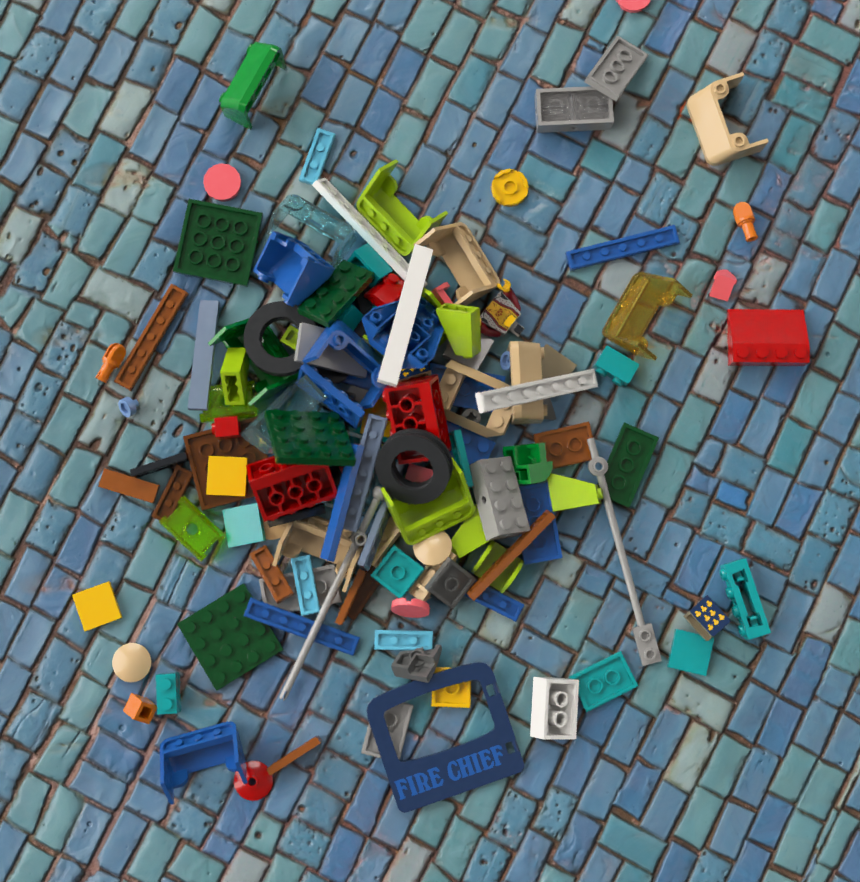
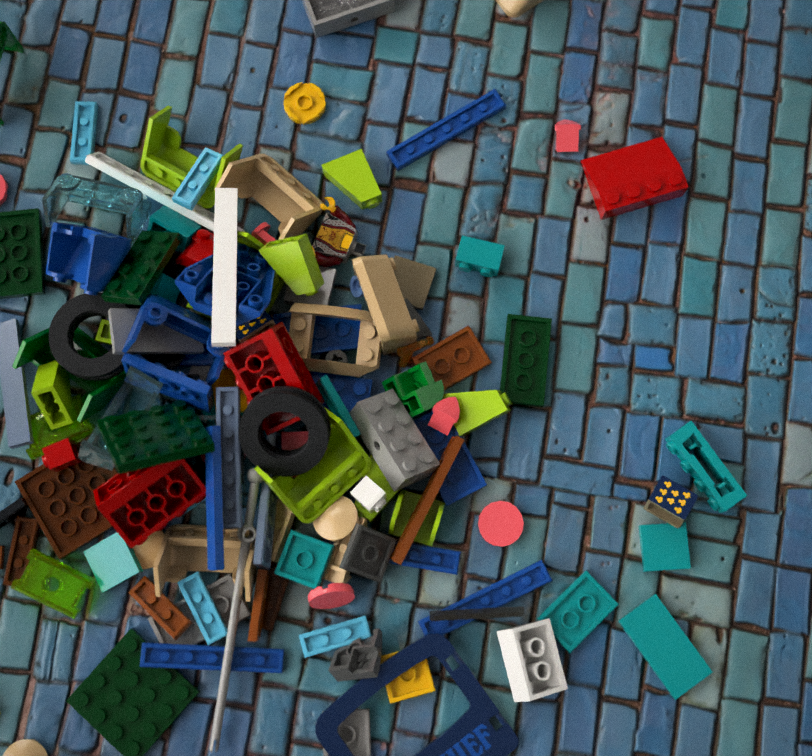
camera: 15 degrees left, 5 degrees down
(227, 476) = (76, 511): yellow tile -> none
(300, 514) = (173, 526): black tile -> none
(403, 229) = (198, 179): none -> medium azure tile
(465, 537) = (369, 495): none -> white slope
(522, 658) = (476, 613): none -> clear smoke tile
(530, 429) = (407, 351): none -> clear orange piece
(532, 268) = (354, 178): none -> lime slope
(533, 649) = (492, 597): none -> blue tile
(535, 390) = (395, 305): white tile -> none
(546, 491) = (445, 415): none -> coral tile
(563, 592) = (500, 523): none -> coral tile
(637, 309) = (483, 187): clear yellow windscreen -> none
(643, 633) = (604, 541): light grey bar -> none
(664, 730) = (665, 646): none -> teal tile
(744, 219) = (568, 60): orange arm -> none

